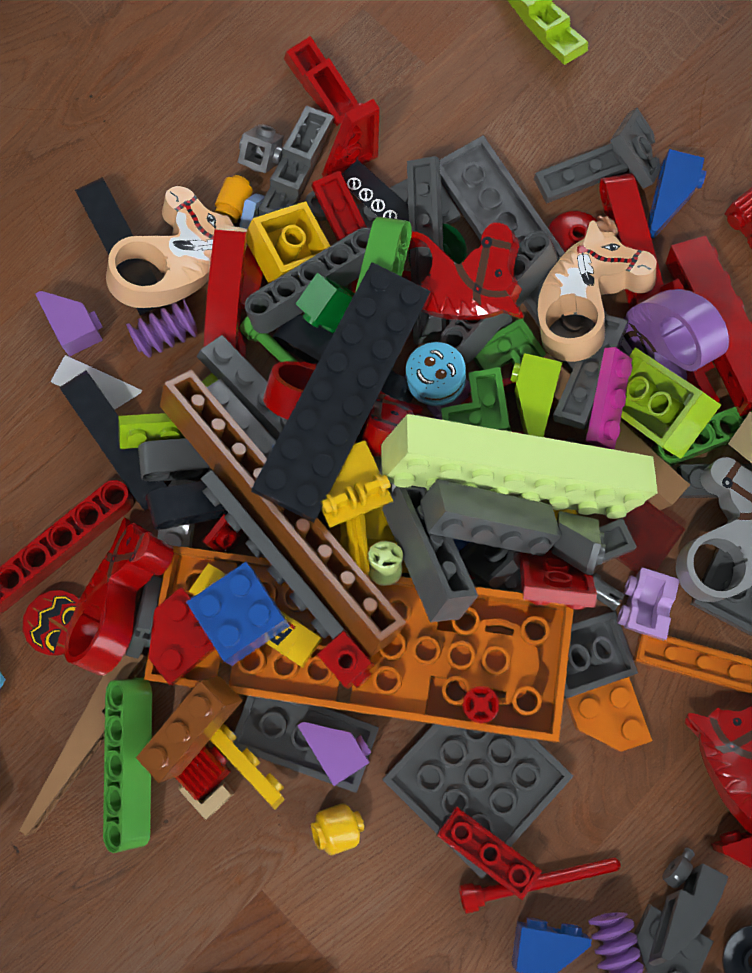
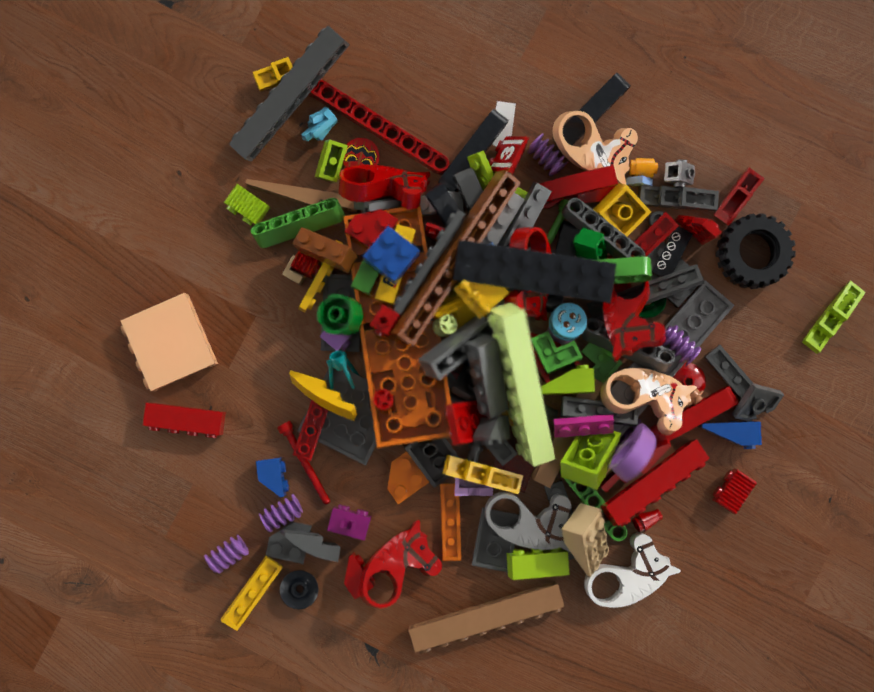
camera: 80 degrees right, 10 degrees up
(44, 673) = (331, 161): none -> lime brick
(64, 845) = (247, 205): none -> lime brick
(71, 322) = (534, 100): medium lavender slope -> none
(137, 377) = (509, 154): none -> red slope
(261, 673) = (365, 278): none -> bright green tile
(299, 752) = (340, 315): none -> green brick
(337, 829) = (298, 346): yellow head -> none
(388, 765) = (339, 361): none -> teal plant
(421, 48) = (779, 244): none -> black tyre
(429, 818) = (318, 392): none -> yellow slope
(528, 216) = (681, 344): none -> medium lavender piece
(642, 584) = (482, 474): none -> yellow slope
(662, 834) = (349, 522): none -> magenta brick
(679, 869) = (335, 537): dark grey piece -> none

